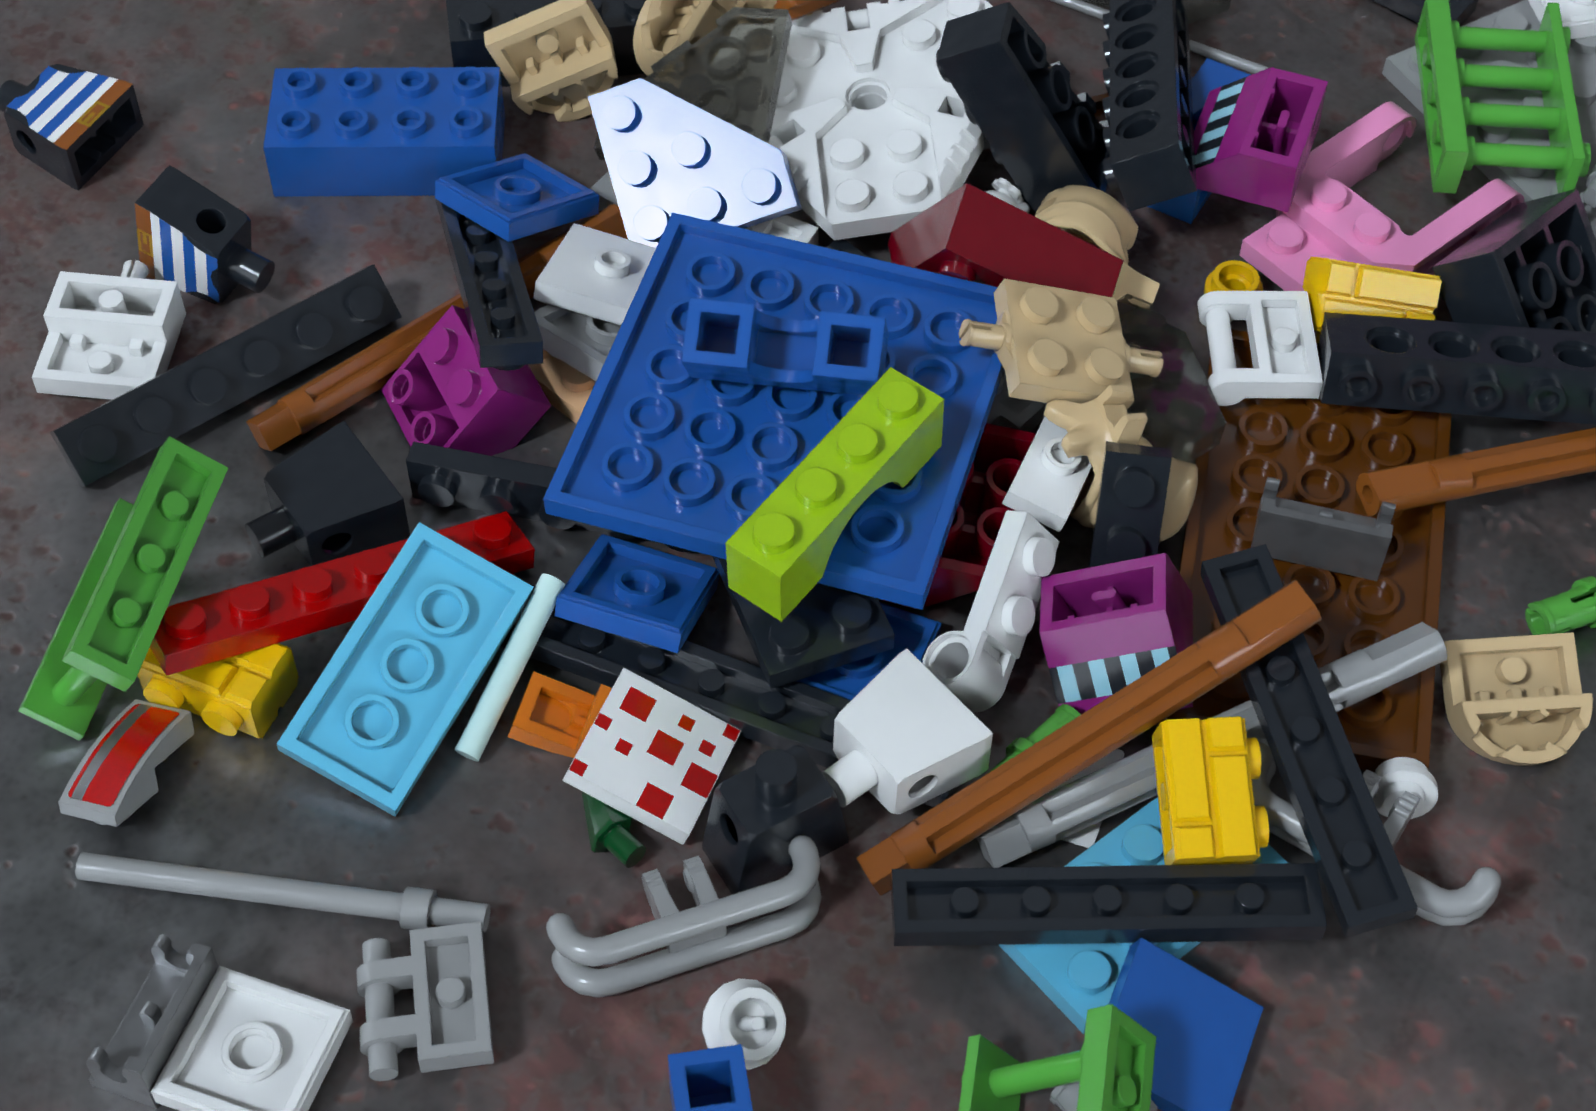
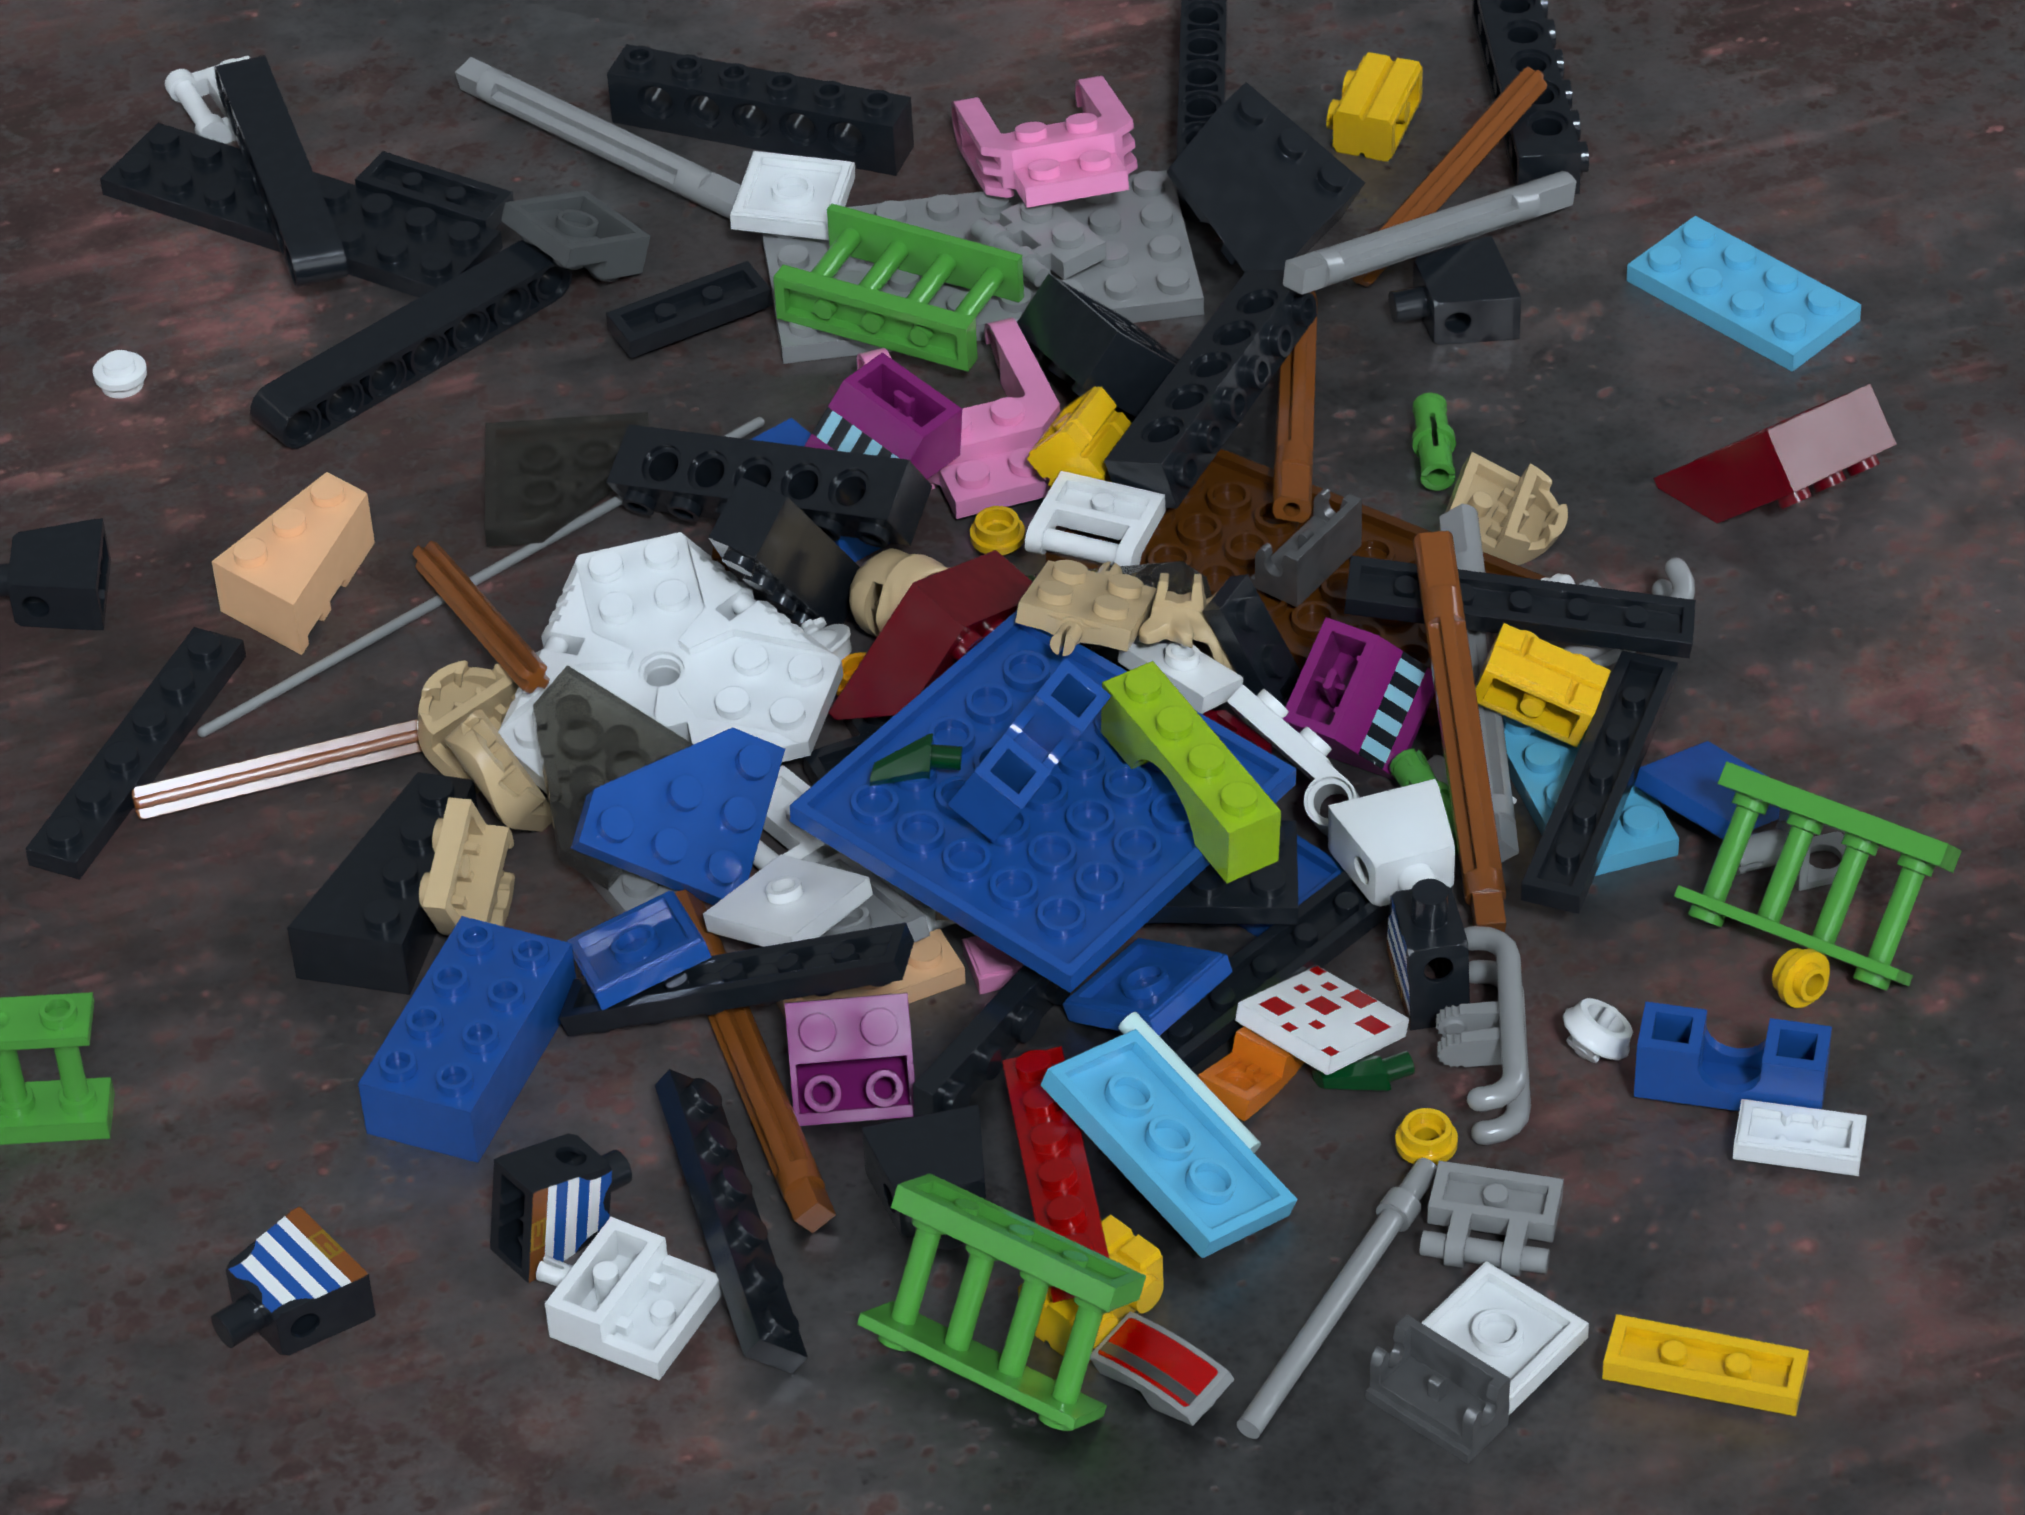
camera: 65 degrees left, 10 degrees down
(523, 889) = (1426, 1135): none -> yellow plate
(764, 279) = (916, 761): none -> dark green bar

